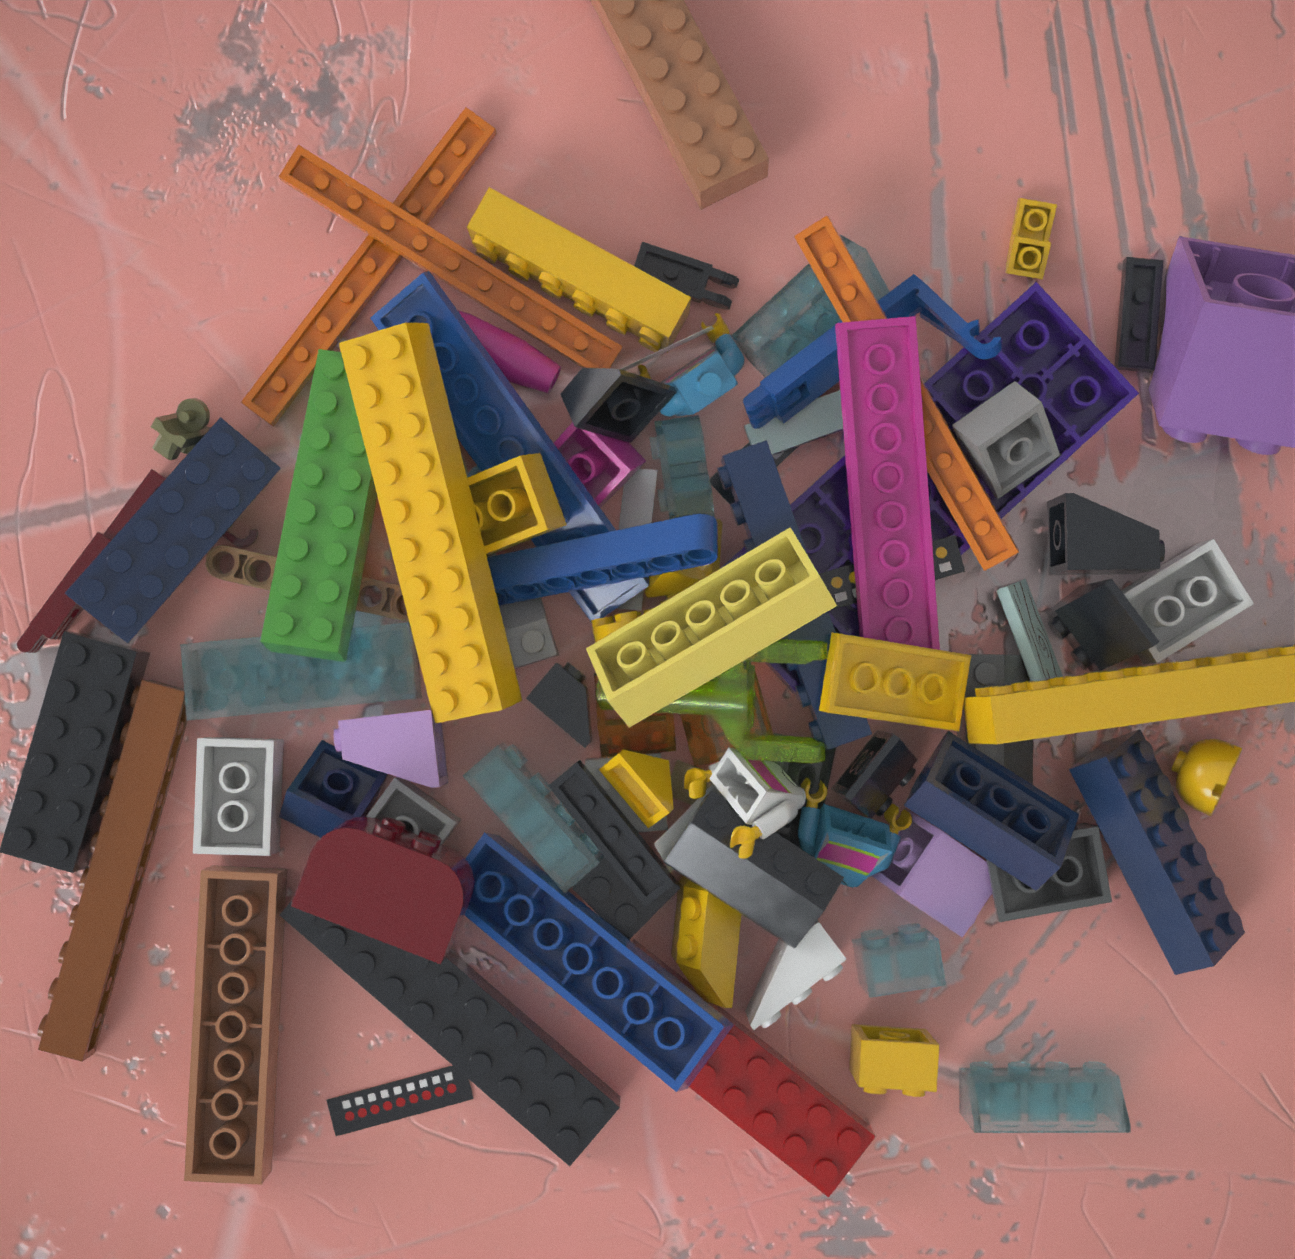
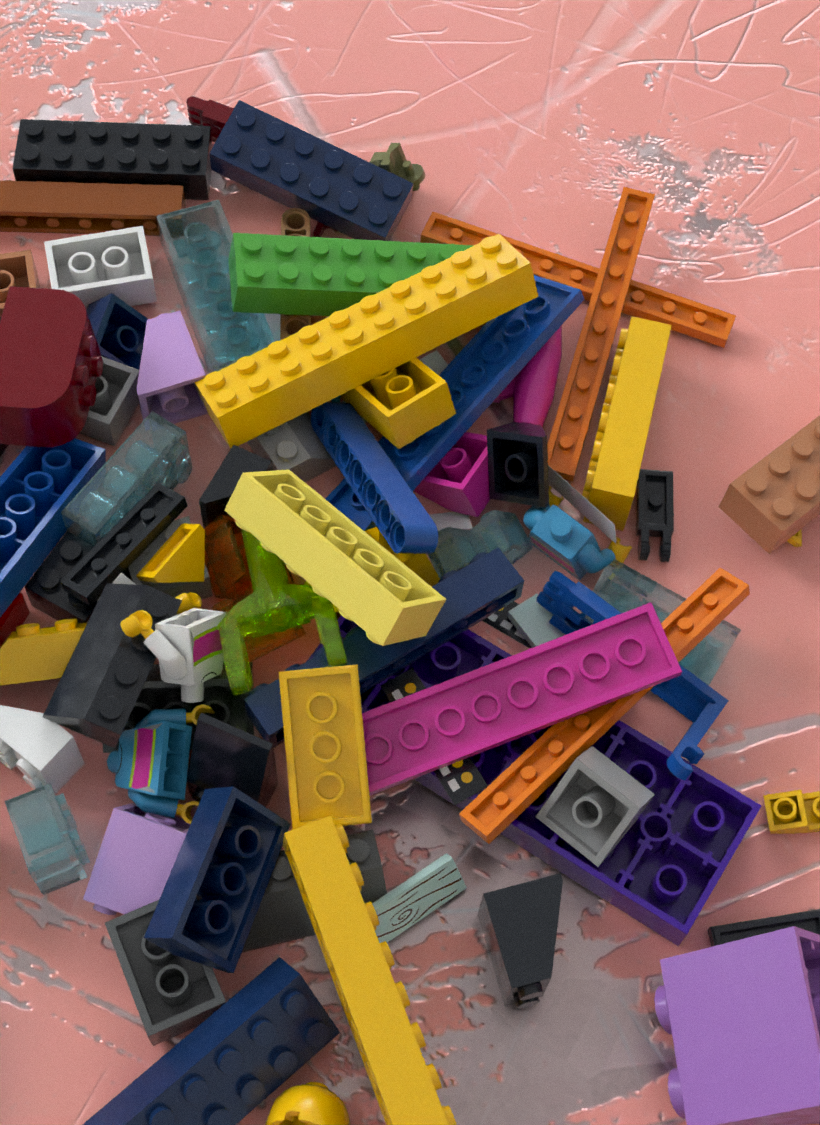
camera: 80 degrees right, 25 degrees down
(1100, 626) = (437, 955): black slope -> none
(1187, 598) = (486, 1041): white brick -> none

